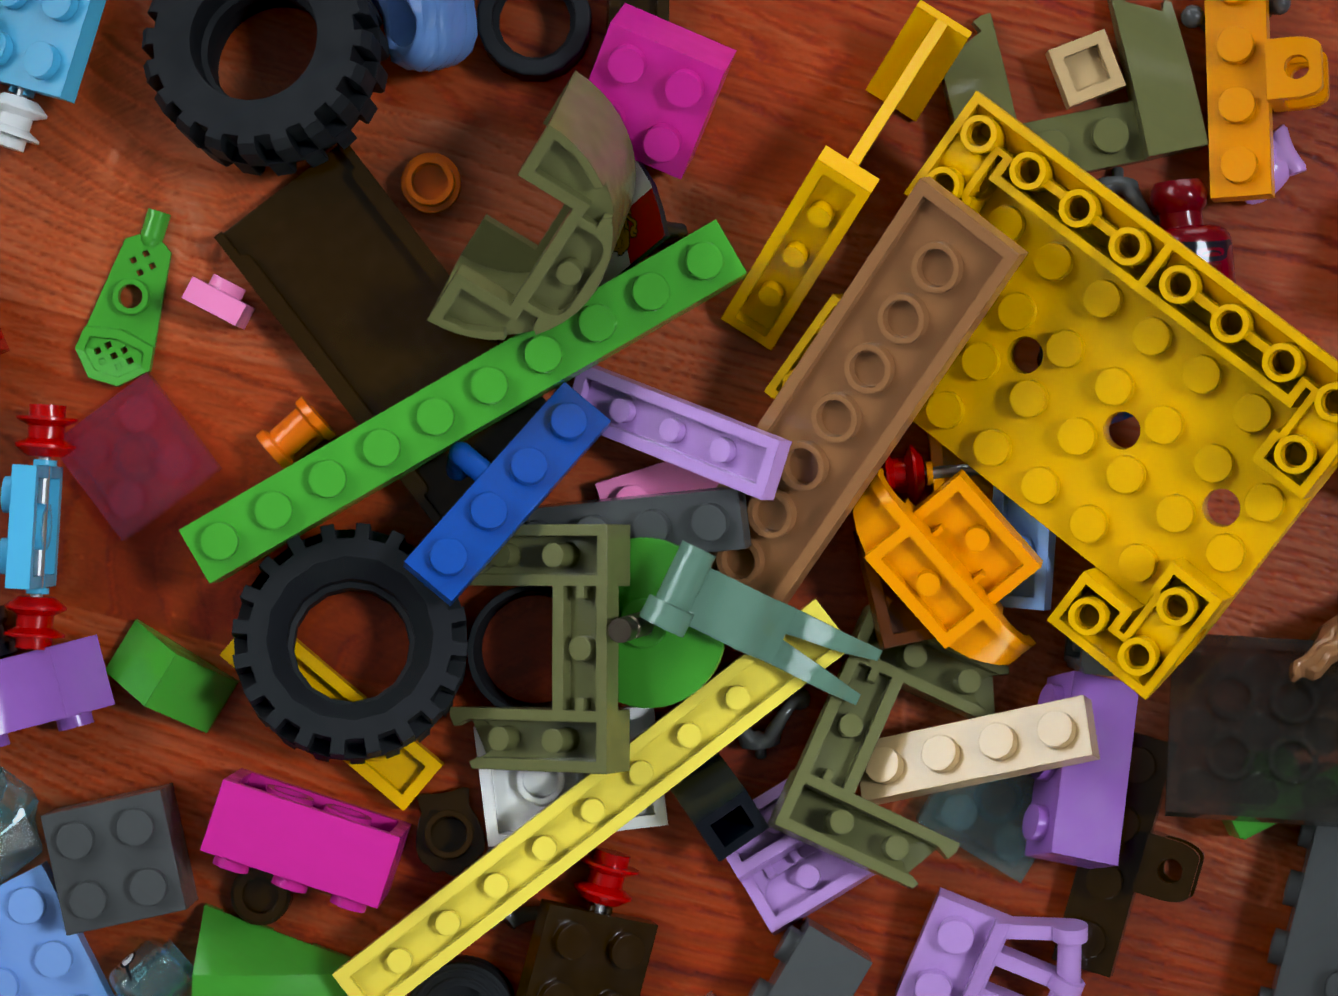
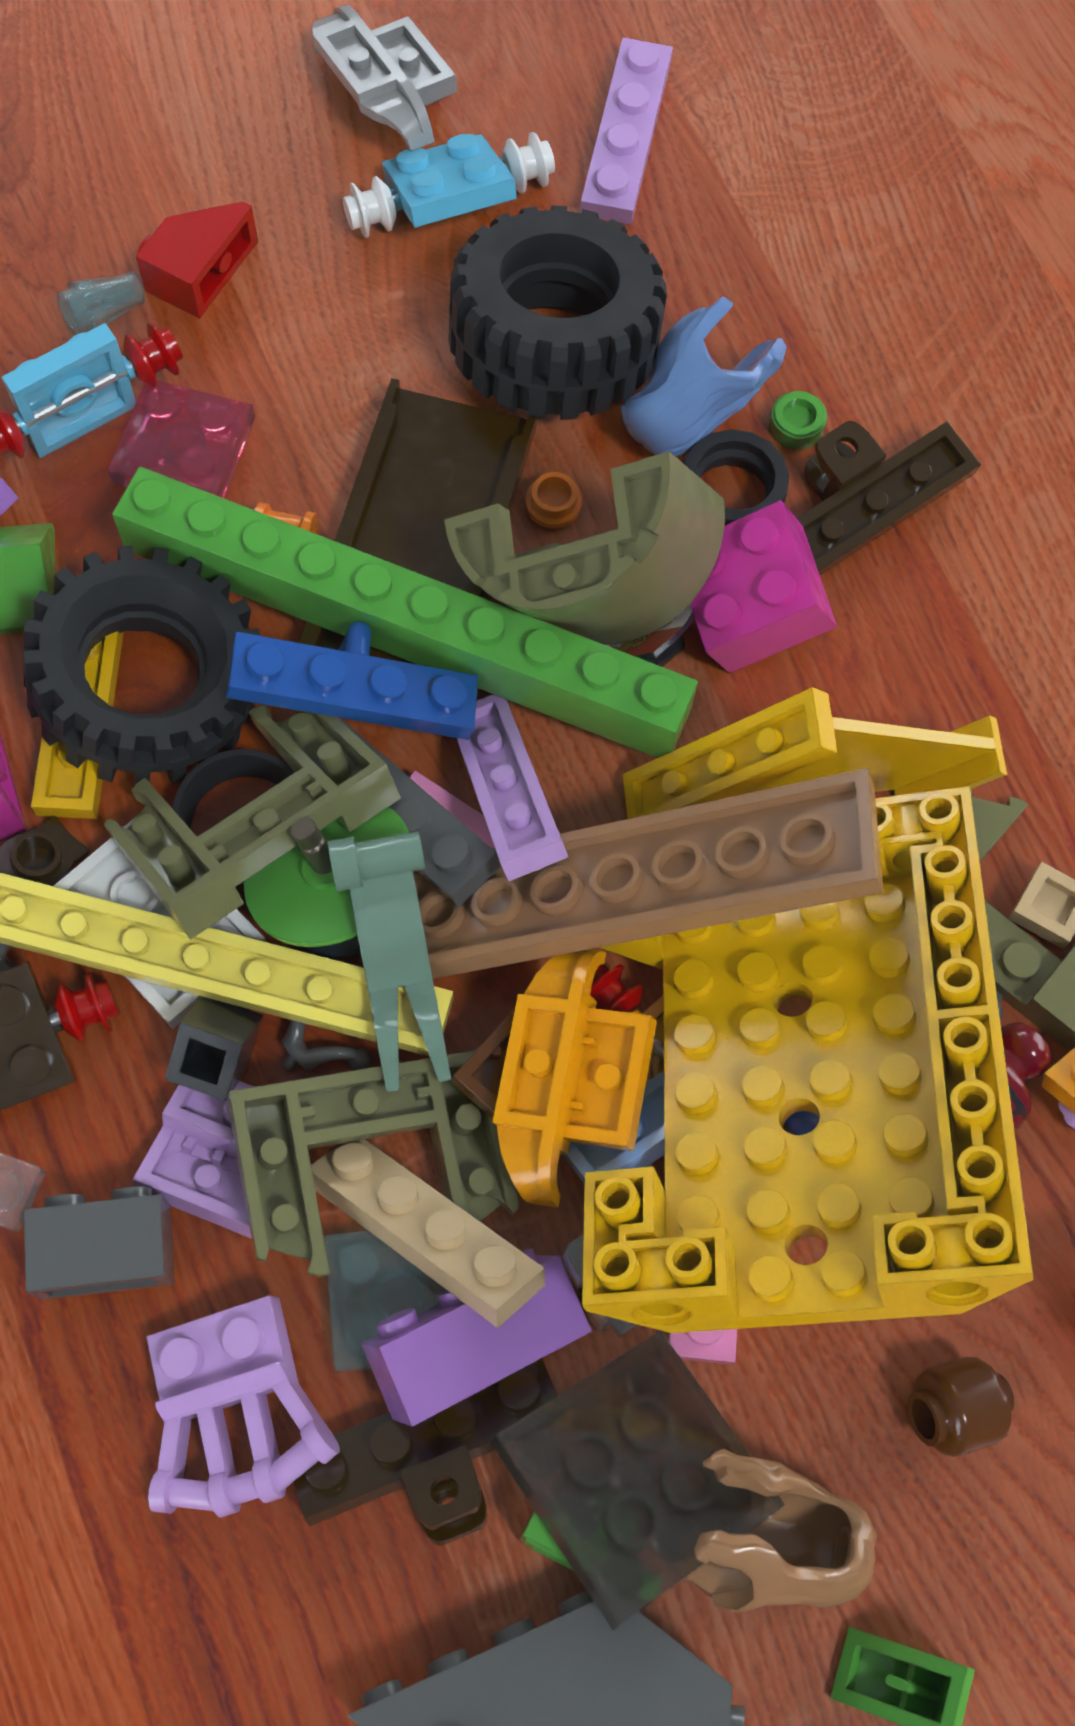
camera: 55 degrees right, 20 degrees down
(124, 326) = (282, 382): bright green piece -> none
(220, 299) = (348, 415): bright pink plate -> none

